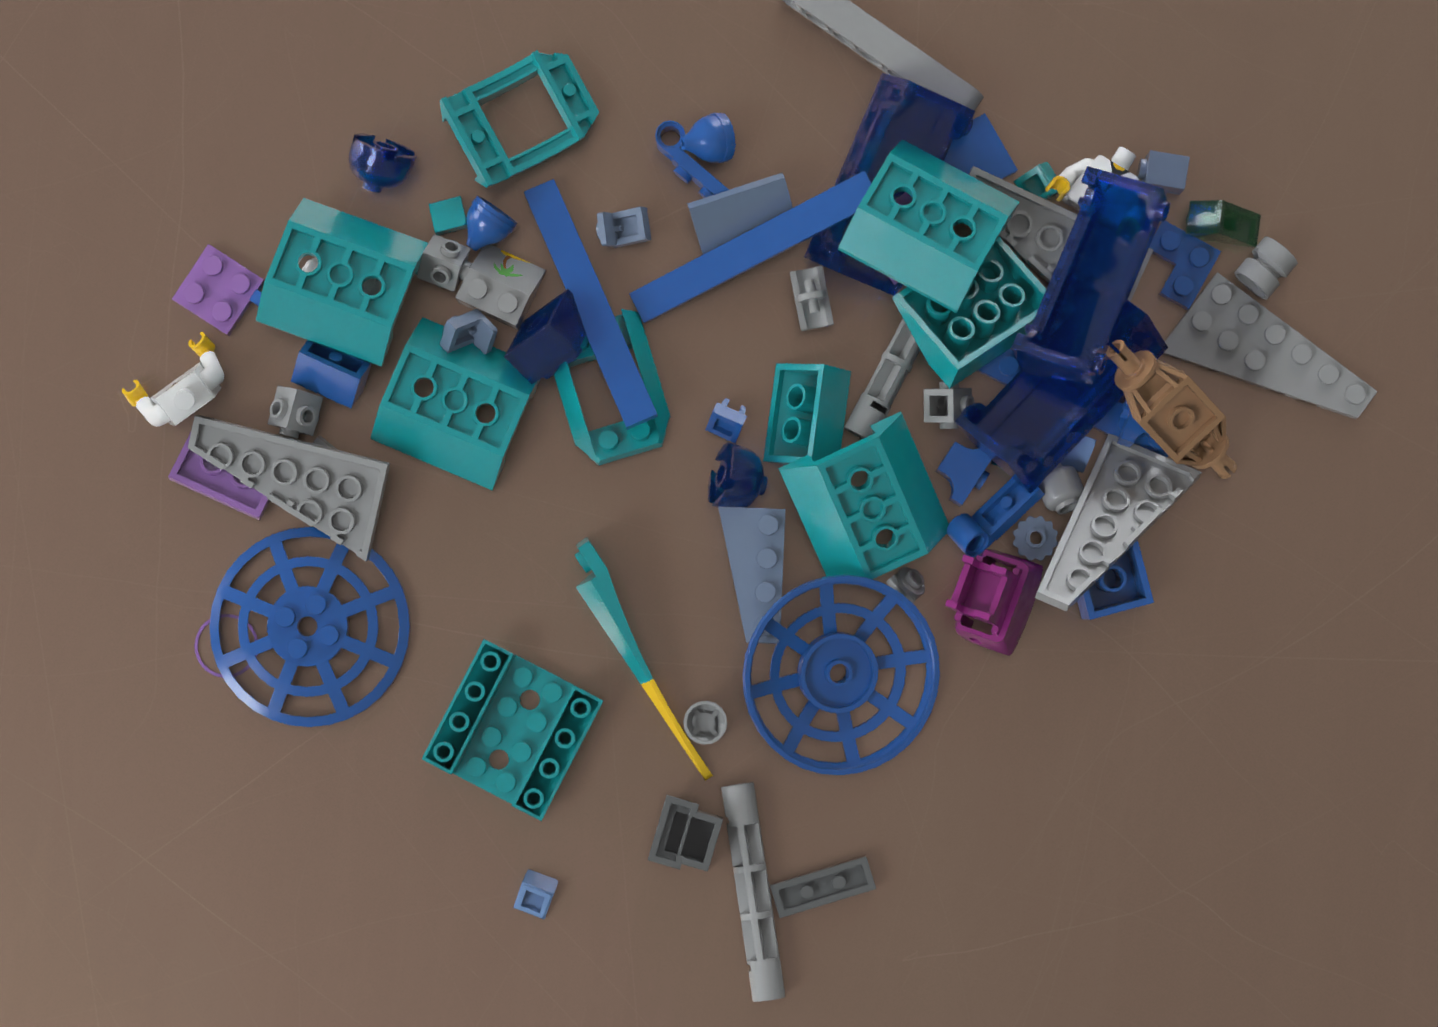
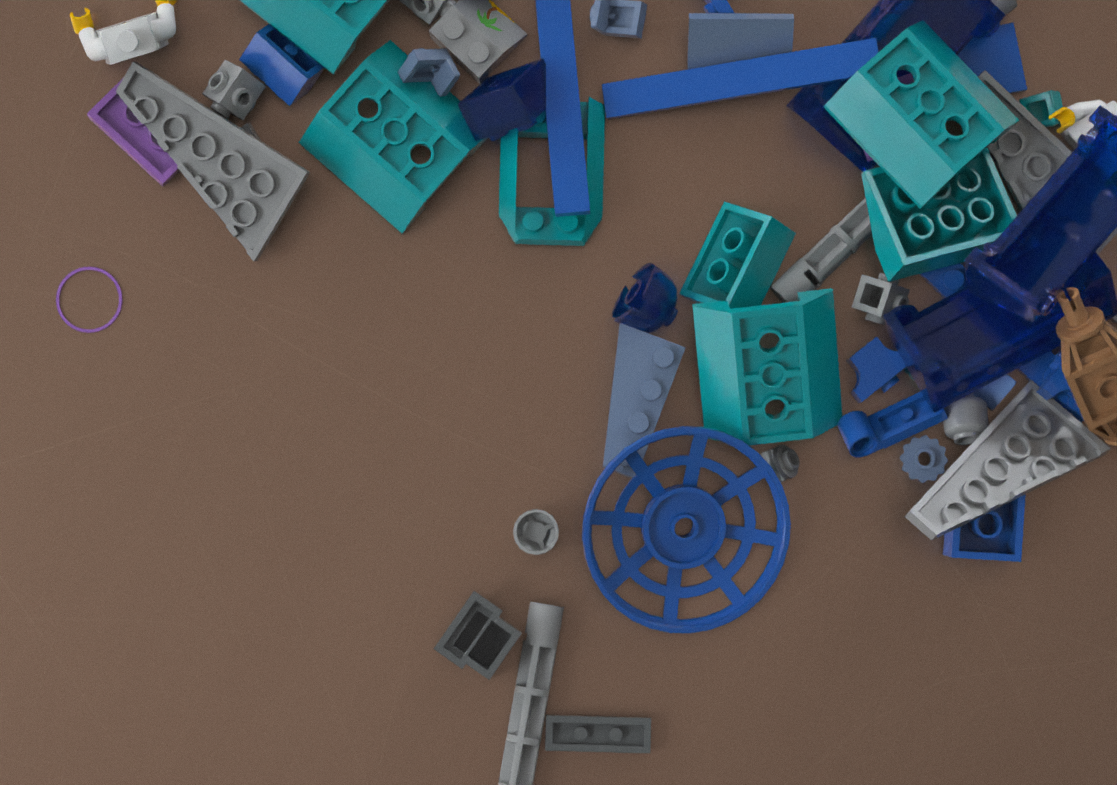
camera: 15 degrees right, 0 degrees up
(314, 649) = (180, 331): blue dish -> none
(490, 717) = (325, 456): teal slope -> none
(536, 894) = (312, 646): medium blue slope -> none
(602, 600) = (474, 378): teal plate -> none
(726, 421) = (656, 242): blue tile -> none
(811, 298) = (780, 148): light grey hips -> none
(995, 598) = (865, 504): magenta piece -> none

